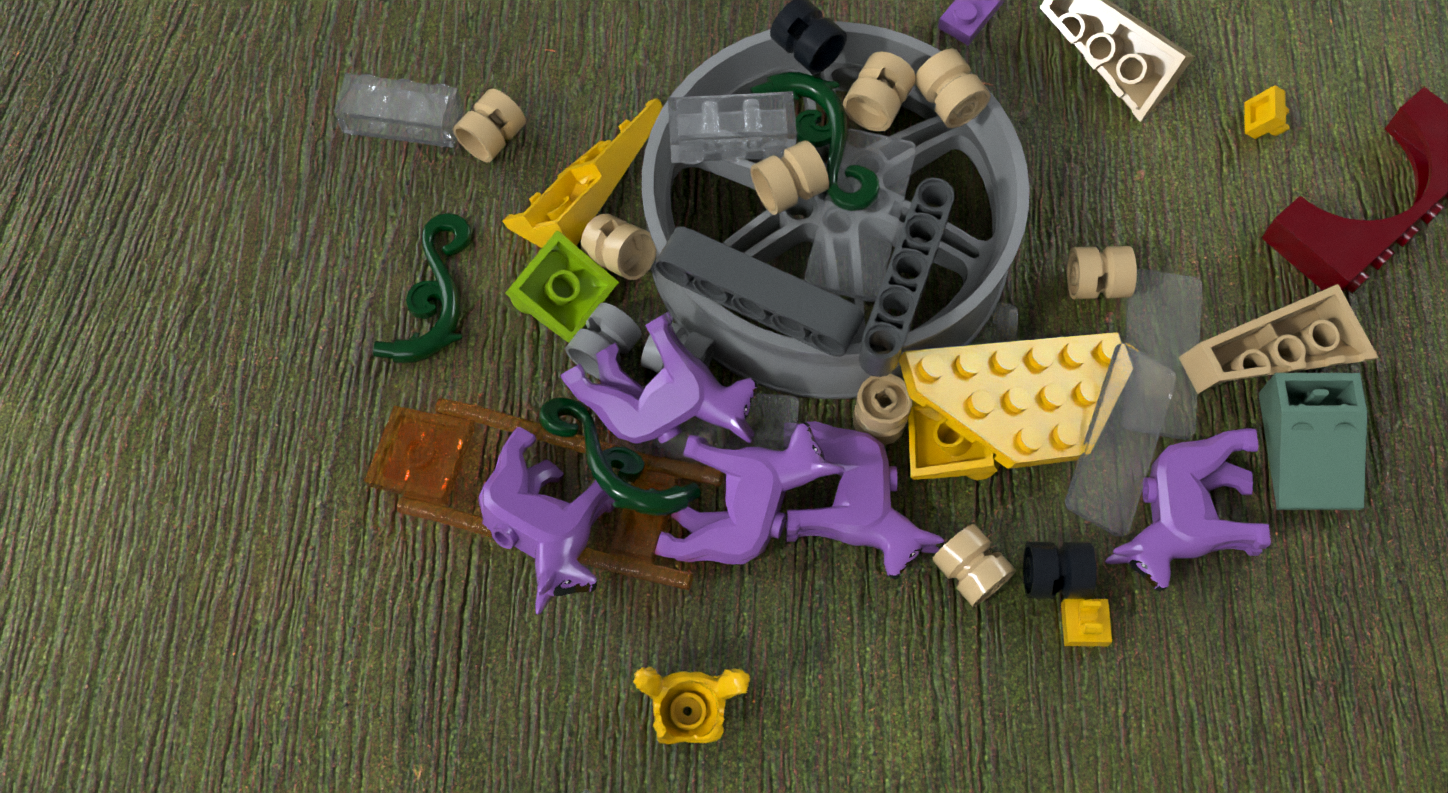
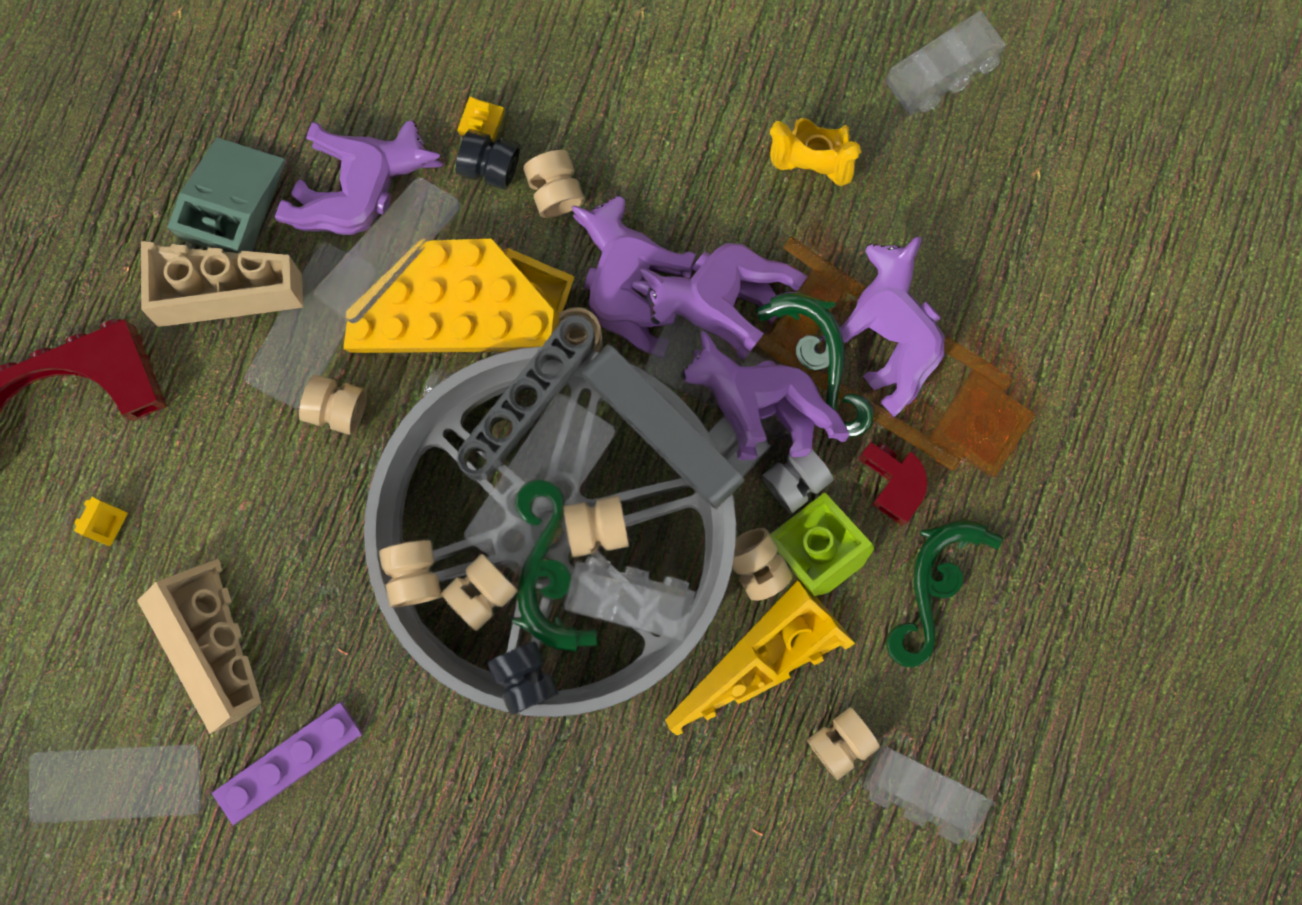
camera: 160 degrees left, 15 degrees up
(491, 370) = (905, 482): none -> dark red brick

